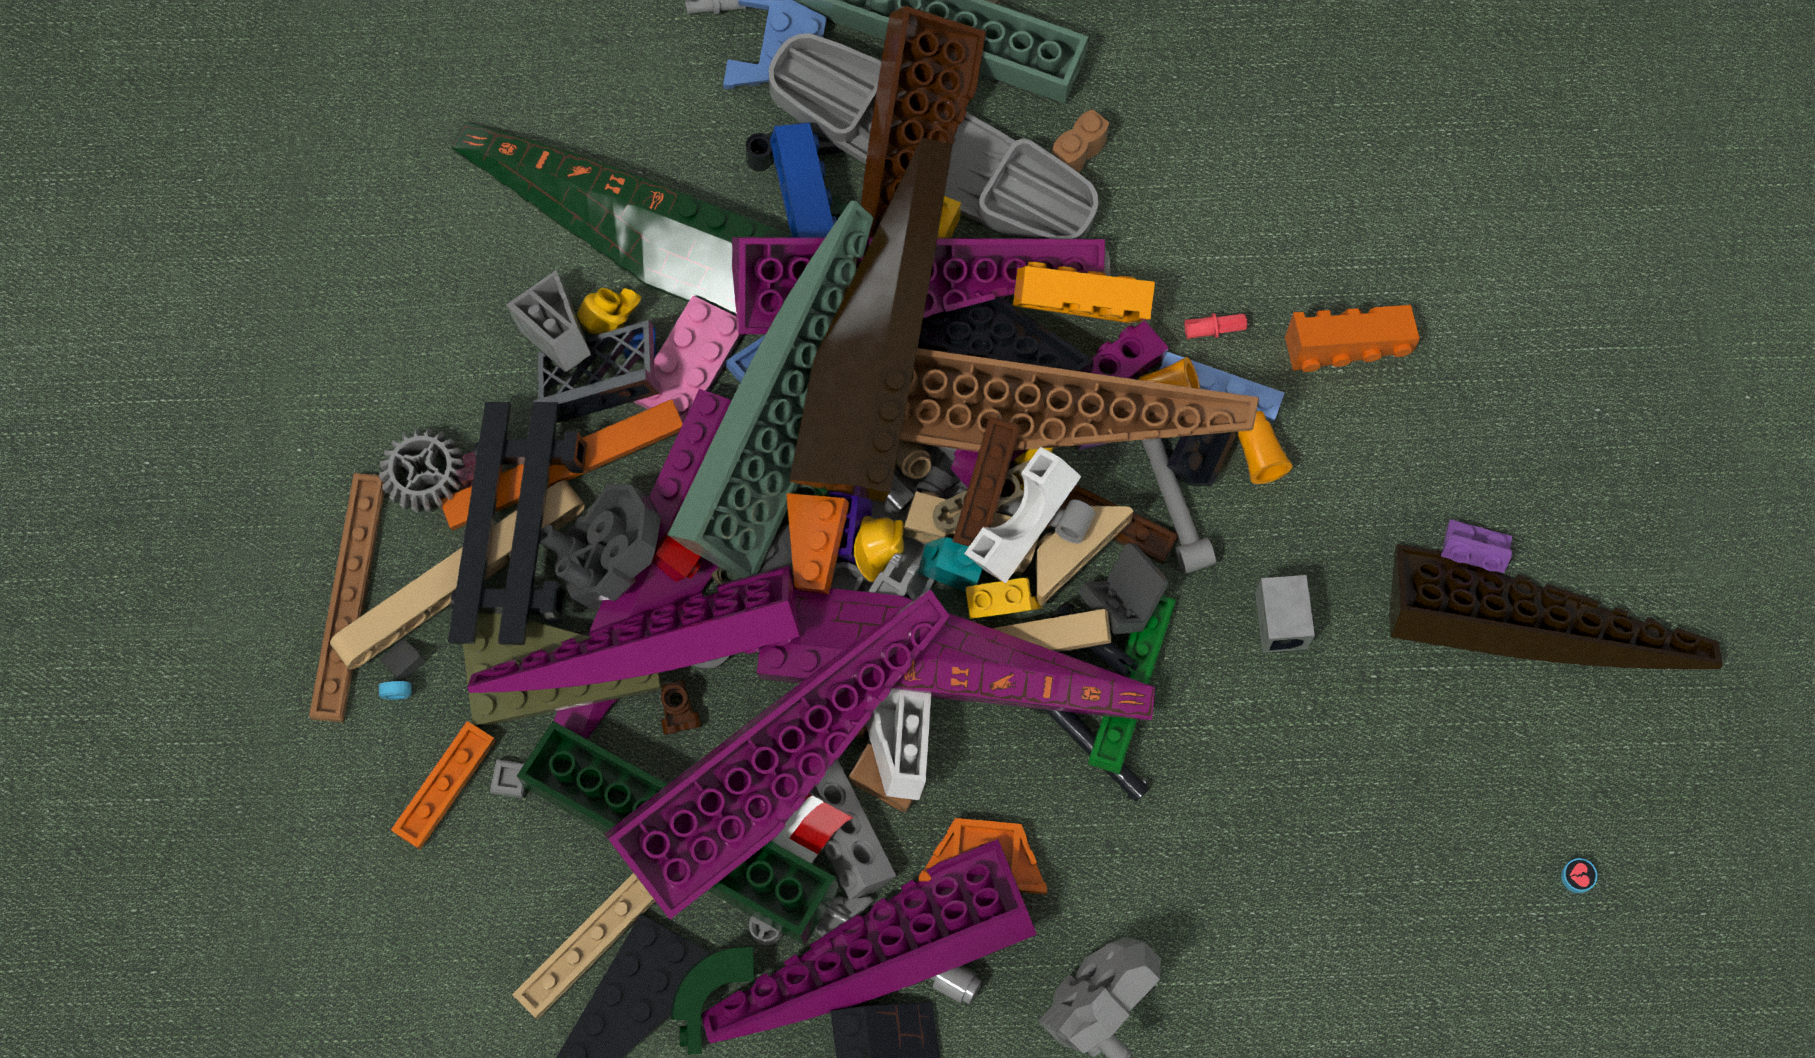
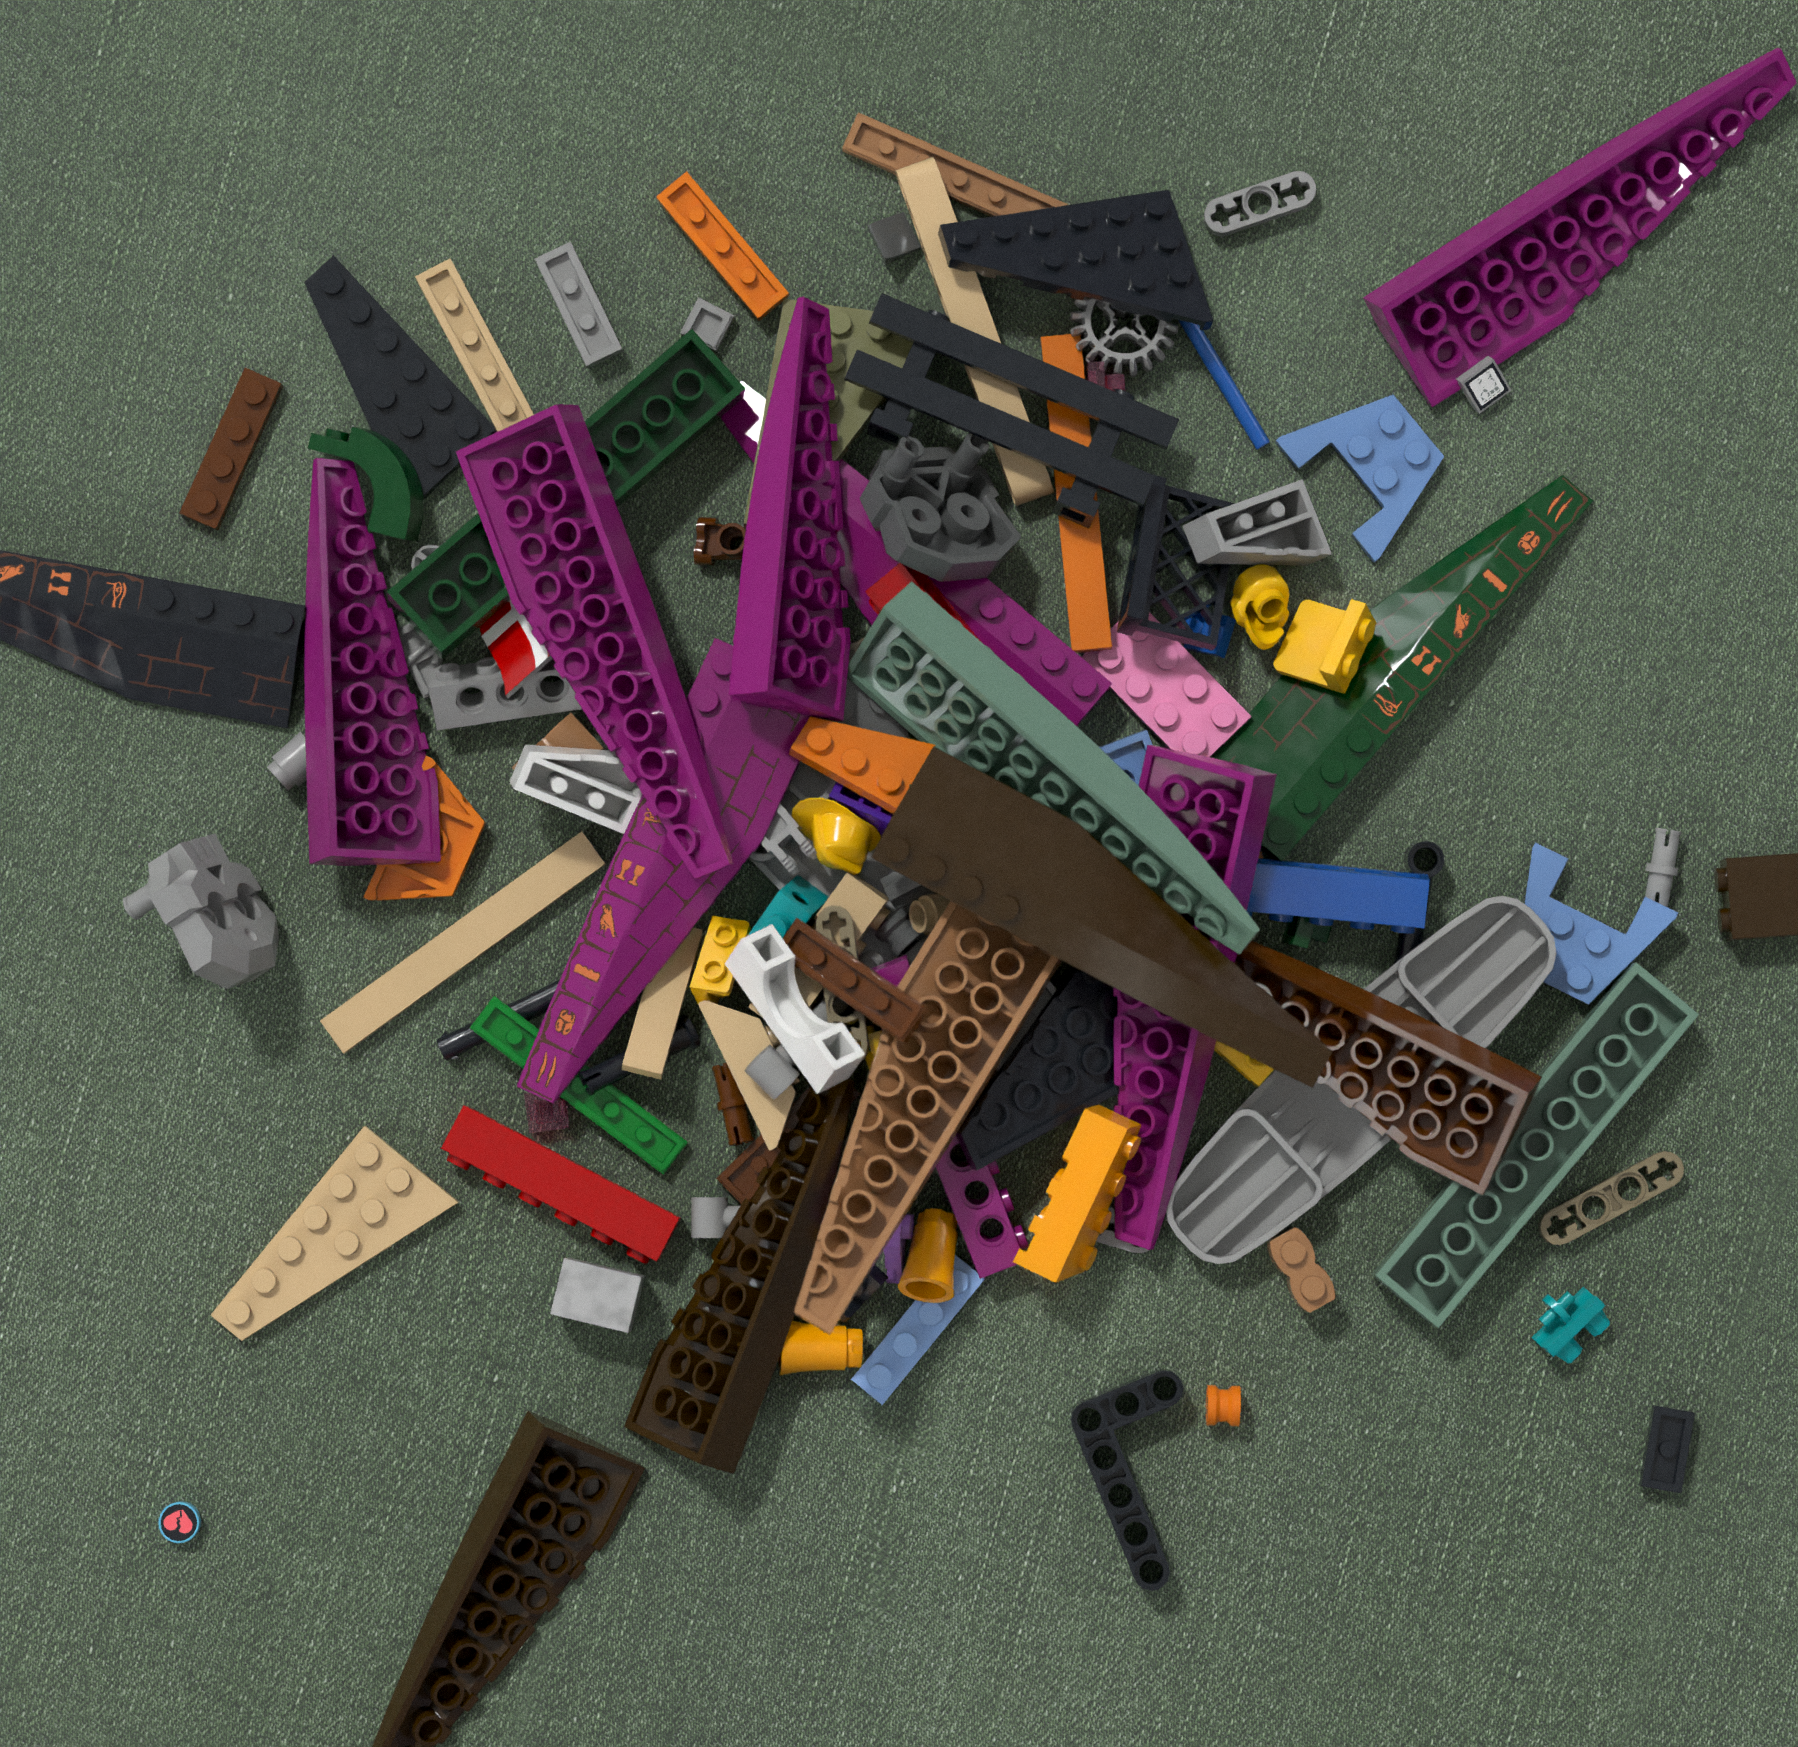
camera: 115 degrees right, 15 degrees up
(289, 204) = (1555, 243): none -> magenta wedge
(305, 393) = (1228, 203): none -> light grey beam
(372, 502) = (1102, 249): none -> black wing
(395, 690) = (855, 219): medium azure tile -> none
(399, 214) = (1483, 384): none -> tile
(446, 392) = (1226, 384): none -> blue bar
(472, 264) = (1384, 453): none -> medium blue wing
(521, 881) = (578, 305): none -> light grey plate
(624, 256) = (1325, 644): none -> yellow bracket
(1055, 808) = (462, 942): none -> tan tile
(1100, 568) = (732, 1106): none -> reddish brown pin
(1129, 591) = (681, 1110): dark grey bracket -> none
(1165, 702) = (544, 1115): none -> clear pink tile
(1194, 166) = (1223, 1405): none -> orange wheel
(1212, 670) = (561, 1184): none -> red brick
(1214, 325) = (999, 1353): coral axle -> none
(1267, 220) = (1119, 1471): none -> black beam
(1284, 509) = (726, 1343): none -> dark brown wedge
(1297, 824) = (347, 1219): none -> tan wing
(1350, 336) = (924, 1515): orange wedge -> none
(1477, 546) = (608, 1562): medium lavender bracket -> none

